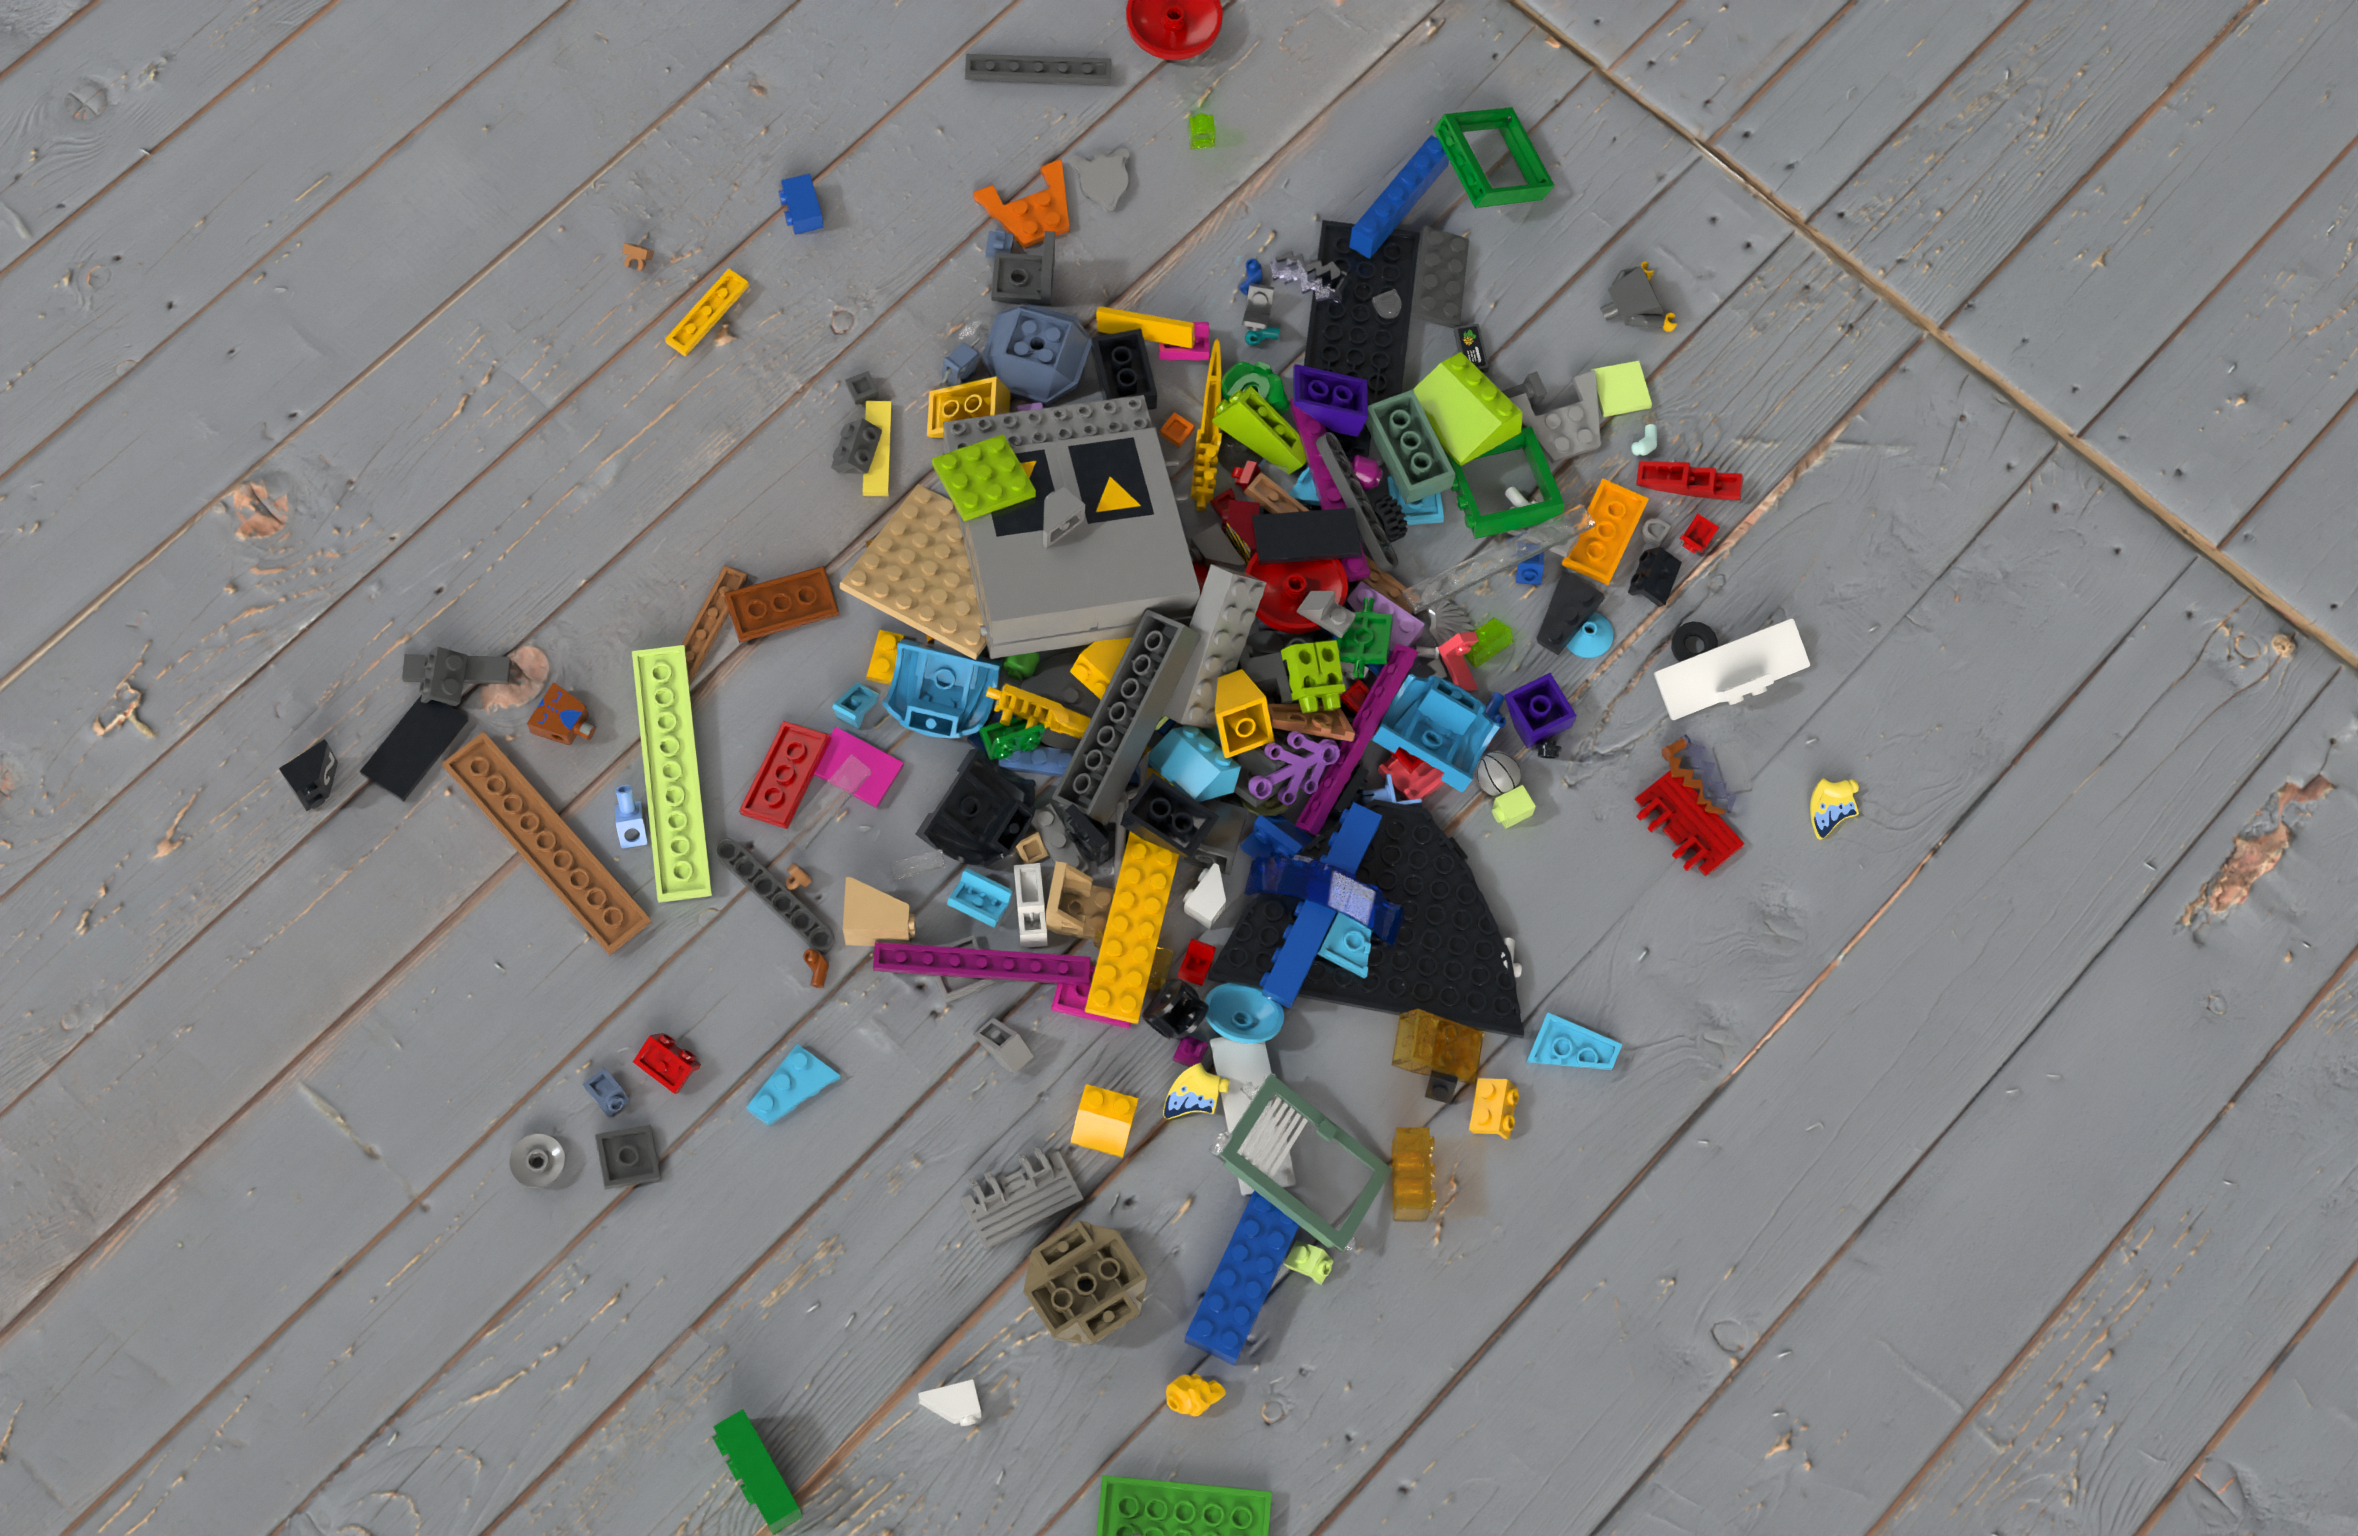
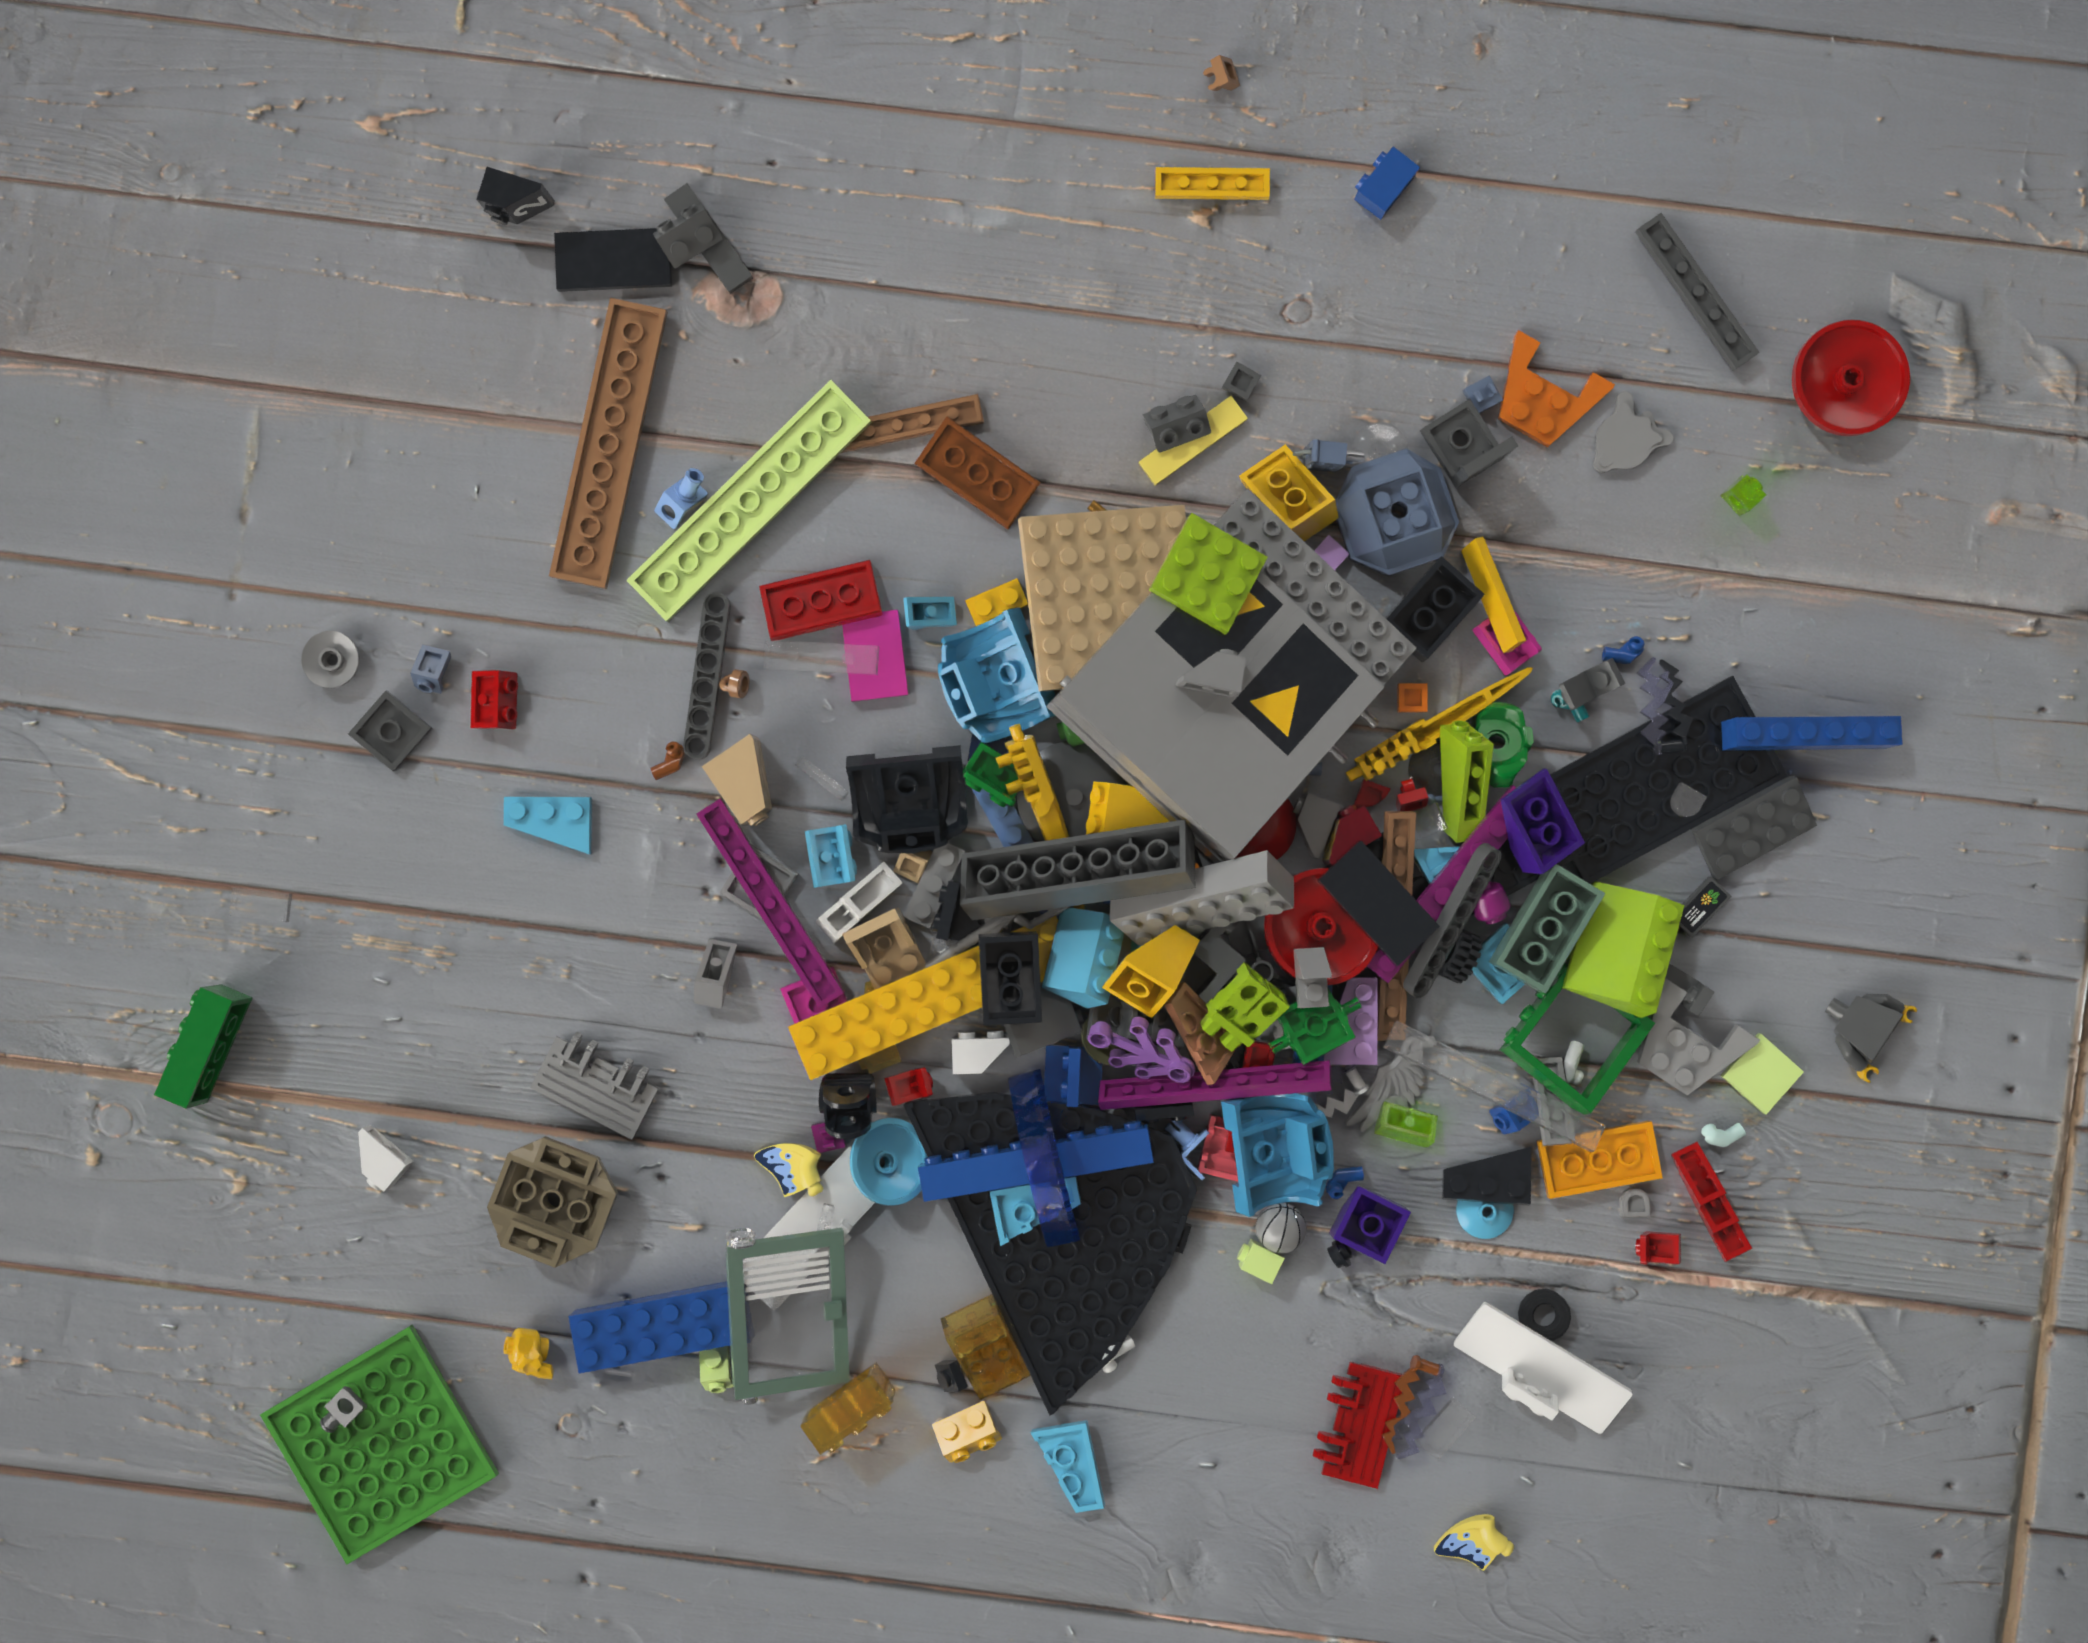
camera: 60 degrees right, 20 degrees up
(560, 717) = (729, 365): dark orange torso -> none
(1104, 1120) = (712, 1108): yellow slope -> none
(1450, 135) = (1890, 774): green window -> none
(1452, 657) = (1360, 1118): coral bracket -> none
(1655, 575) = (1587, 1234): black bracket -> none

